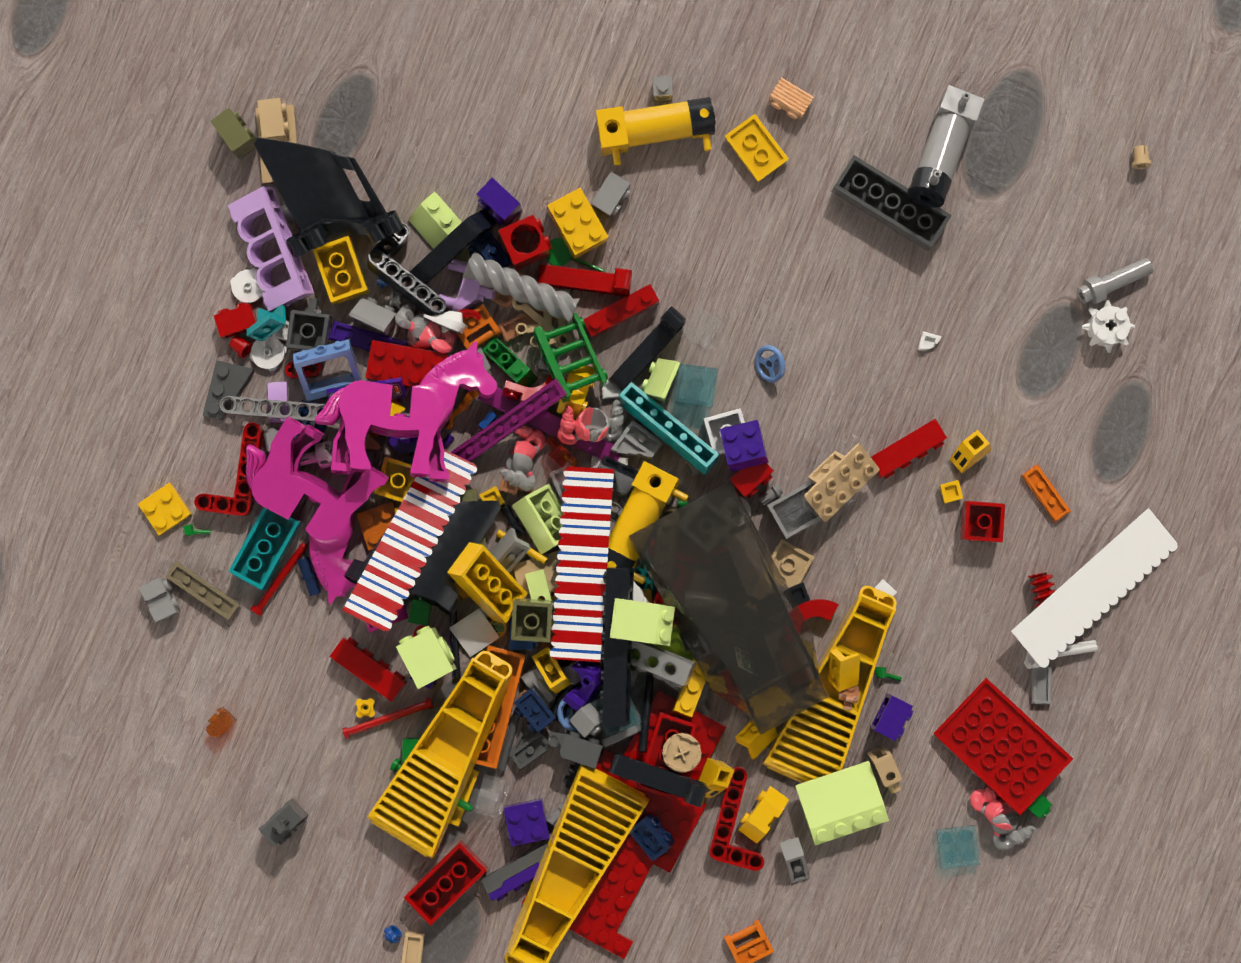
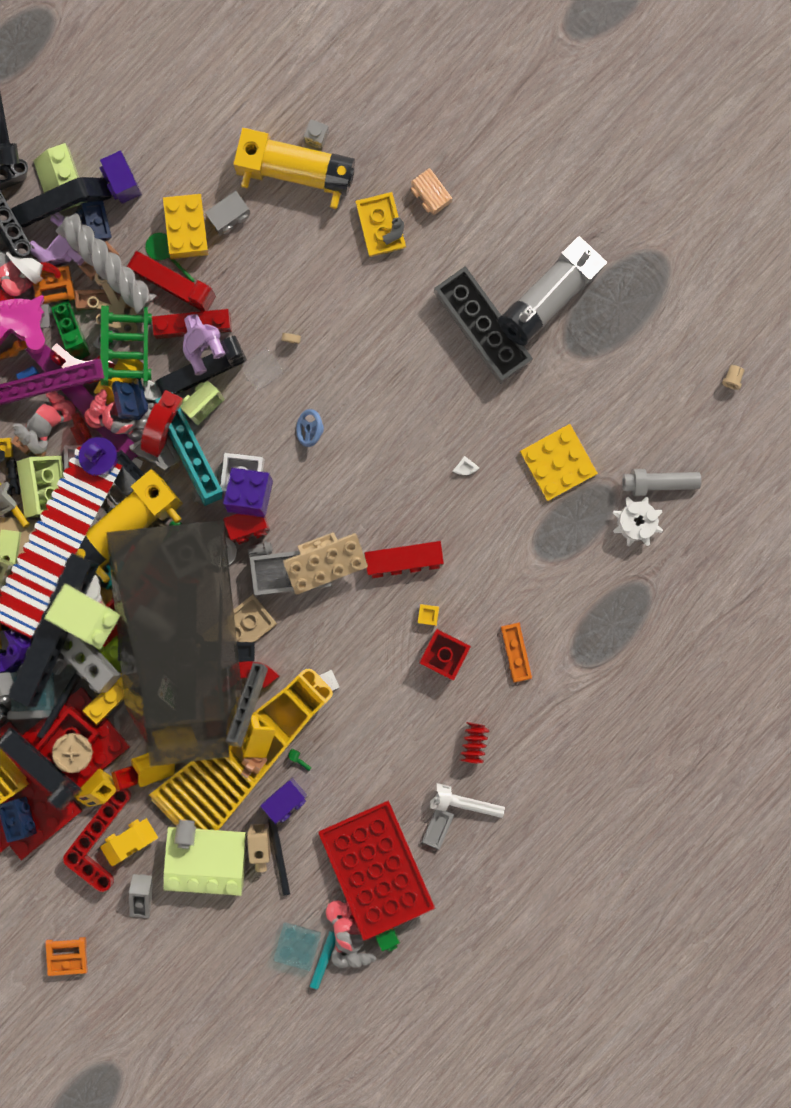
camera: 20 degrees right, 0 degrees up
(509, 234) = (117, 211): red brick -> none
(588, 469) = (98, 456): none -> dark purple tile
(596, 404) = (130, 399): none -> dark blue bracket
(633, 415) = (158, 423): none -> red arch
(637, 322) = (198, 339): none -> lavender connector
(696, 385) = (232, 420): clear light blue brick -> none
(717, 287) = (291, 338): none -> tan tile
(736, 756) = (125, 778): none -> red tile
(775, 149) = (396, 231): none -> dark grey arm
(815, 784) = (185, 834): none -> light grey brick
(824, 642) = (247, 704): none -> dark grey piece
(906, 771) = (279, 857): none -> black bar
(970, 451) = (461, 585): yellow slope -> none
(987, 849) = (323, 961): none -> teal piece
(1011, 301) = (558, 462): none -> yellow plate
(1094, 588) = (522, 758): white sticker -> none

